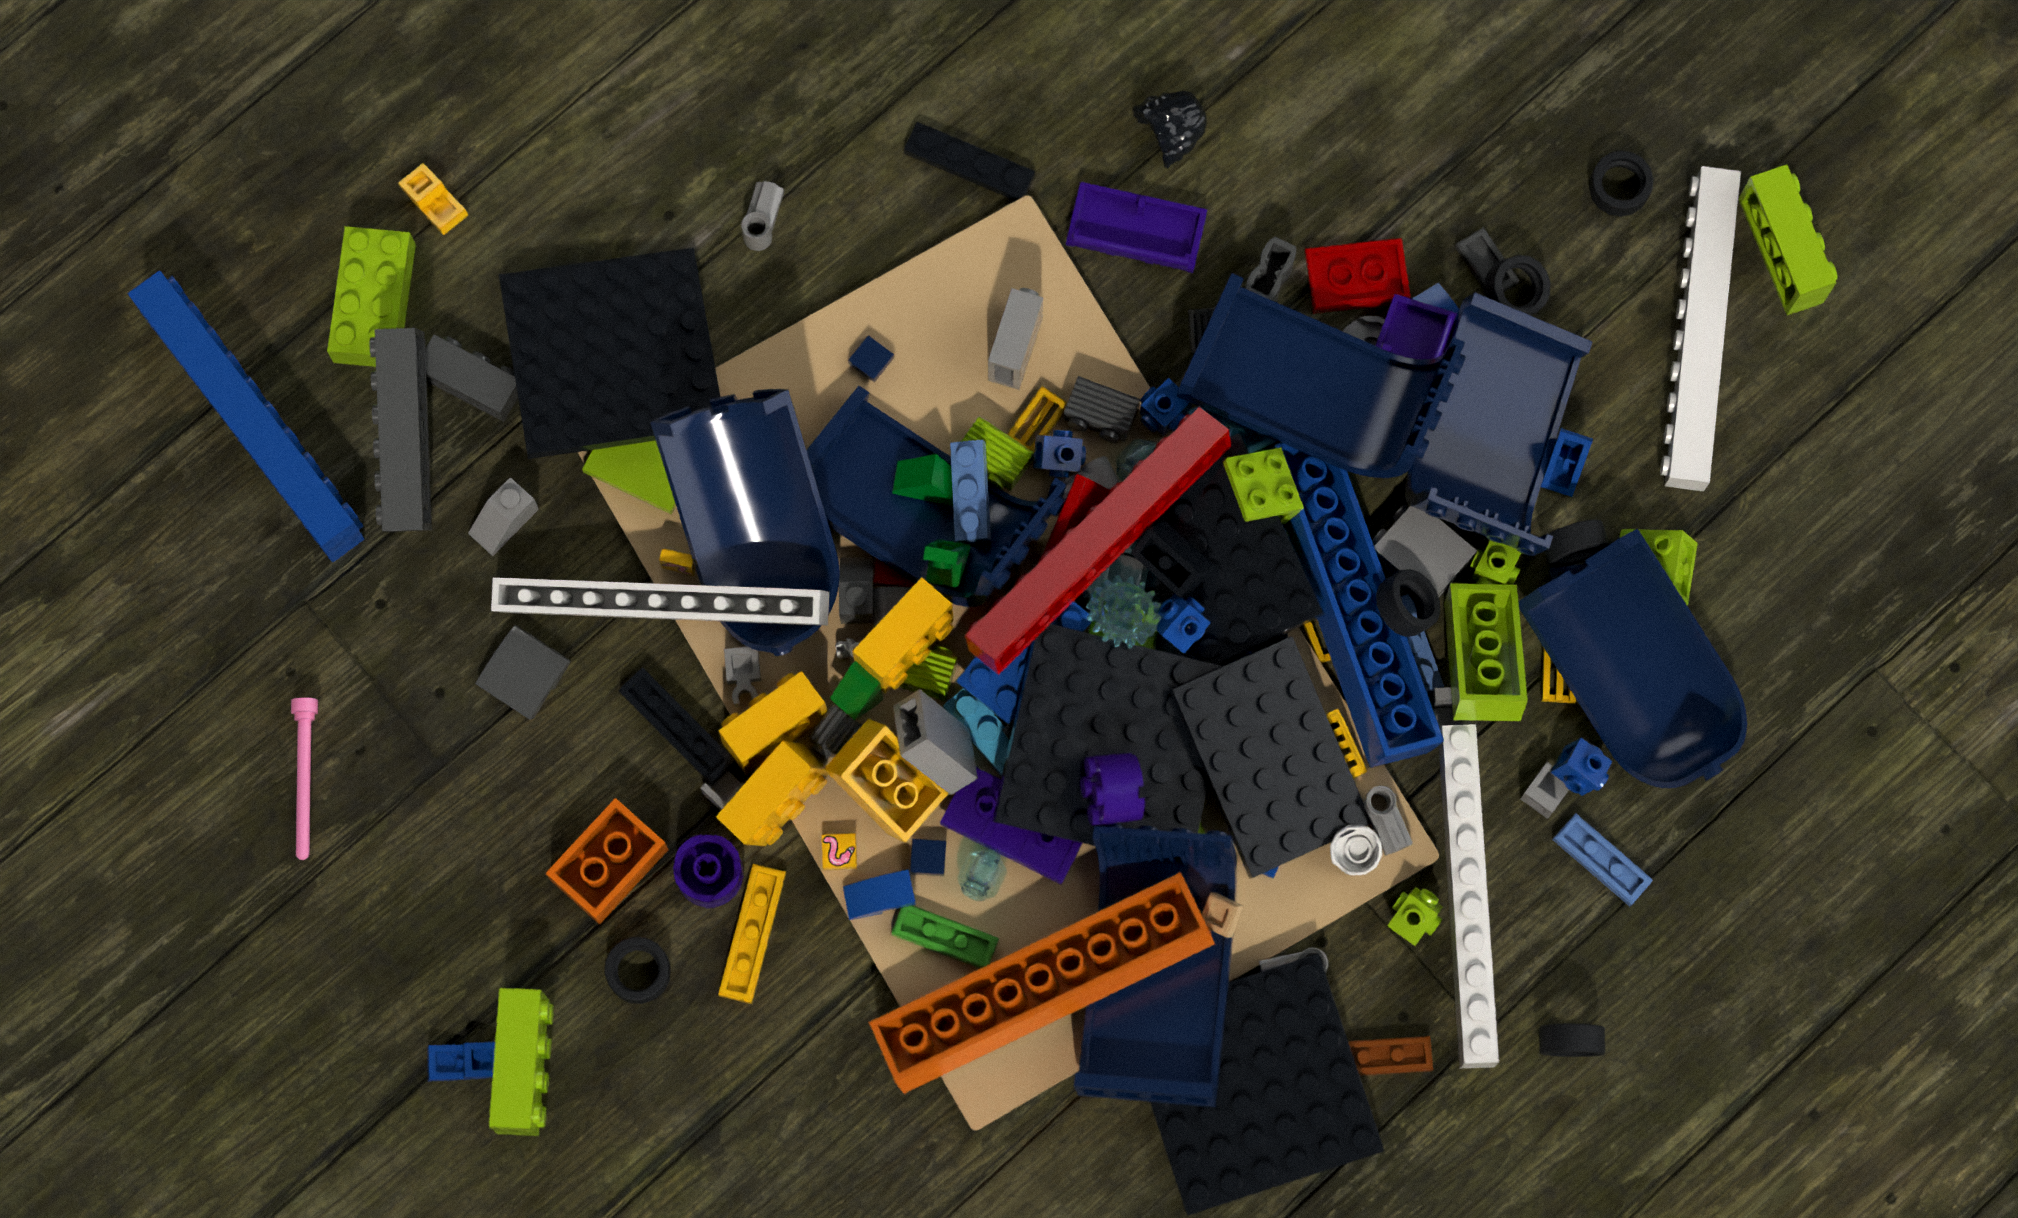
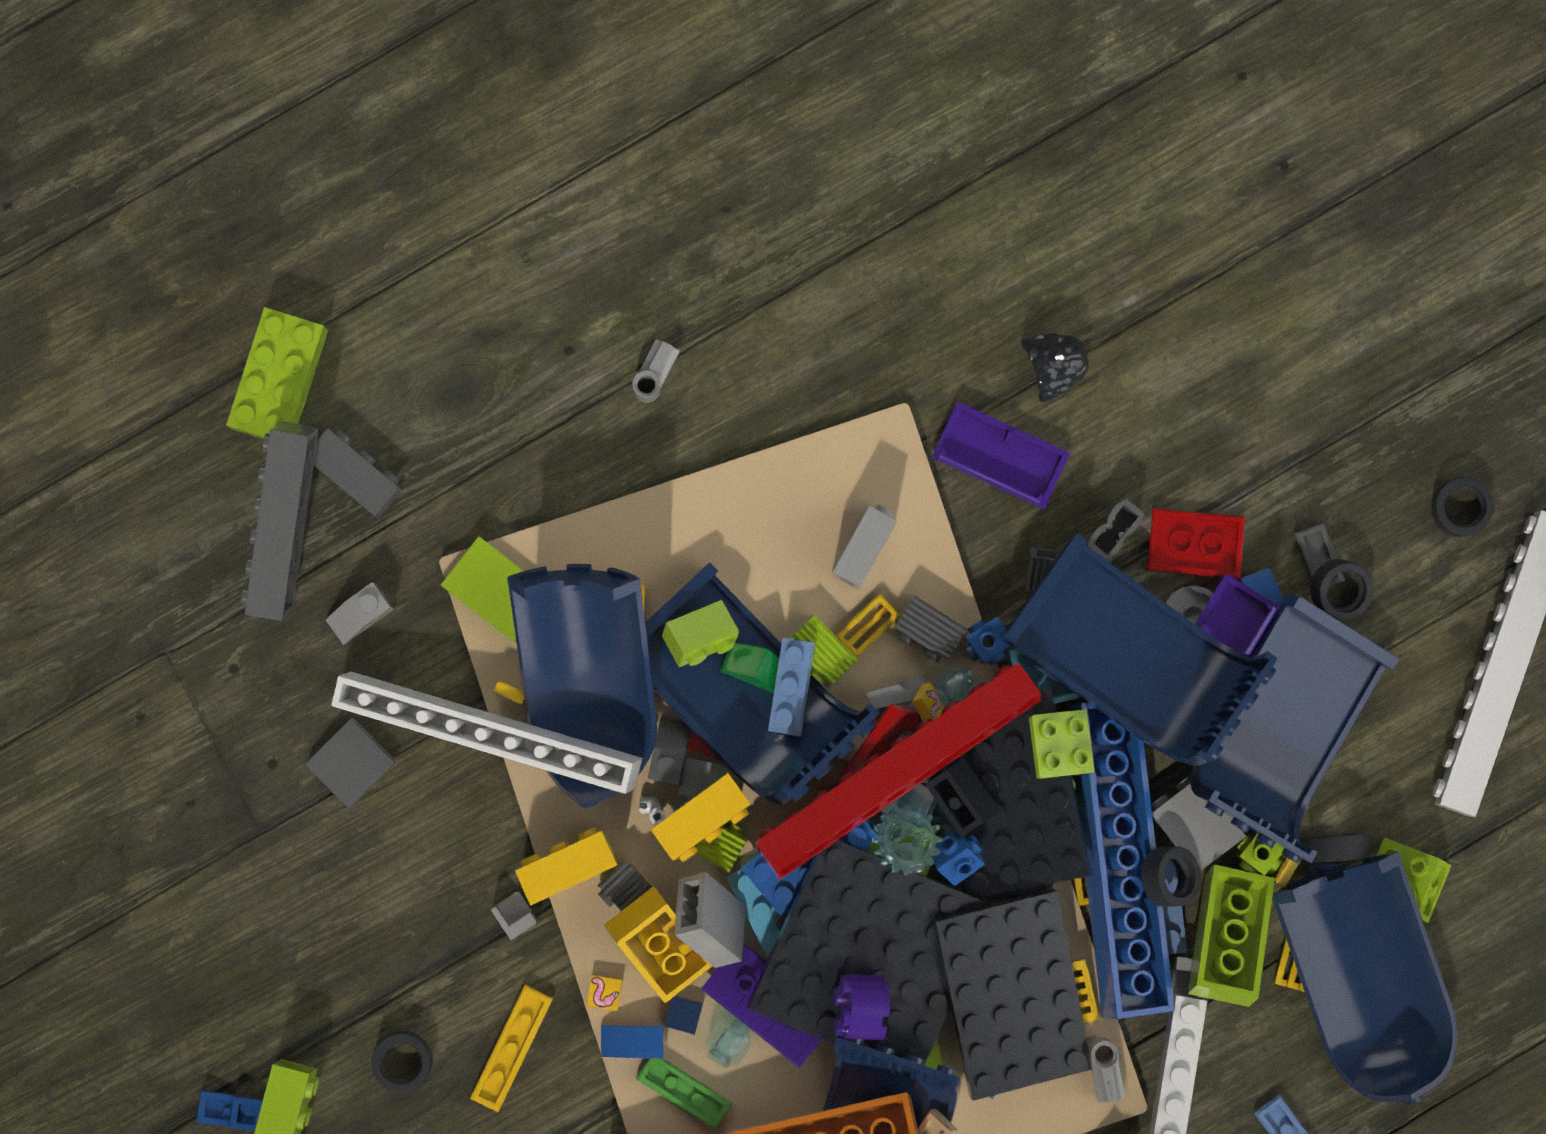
camera: 10 degrees right, 10 degrees up
(247, 415) = (141, 471): blue brick -> none
(304, 712) = (145, 760): bright pink piece -> none
(433, 199) = (352, 290): yellow slope -> none
(607, 349) = (488, 477): black plate -> none
(607, 861) = (393, 958): orange brick -> none
(677, 726) = (480, 843): black plate -> none
(708, 851) = (480, 1004): dark purple brick -> none
(741, 669) = (549, 804): light grey plate -> none
(774, 794) = (555, 934): yellow brick -> none
(857, 692) = (647, 856): green slope -> none
(863, 454) = (700, 634): none -> lime brick
(871, 359) = (727, 533): dark blue tile -> none
(946, 561) = (755, 750): green slope -> none
(969, 162) = (858, 358): black plate -> none
(1059, 453) = (881, 664): blue brick -> none
(1112, 473) = (928, 702): none -> yellow tile
(1357, 851) = (1072, 1092): white hair -> none
(1526, 578) = (1284, 871): none -> yellow tile
(1545, 792) = (1257, 1069): light grey panel -> none
(1566, 462) = (1348, 767): blue slope -> none
(1582, 767) = (1295, 1057): blue brick -> none

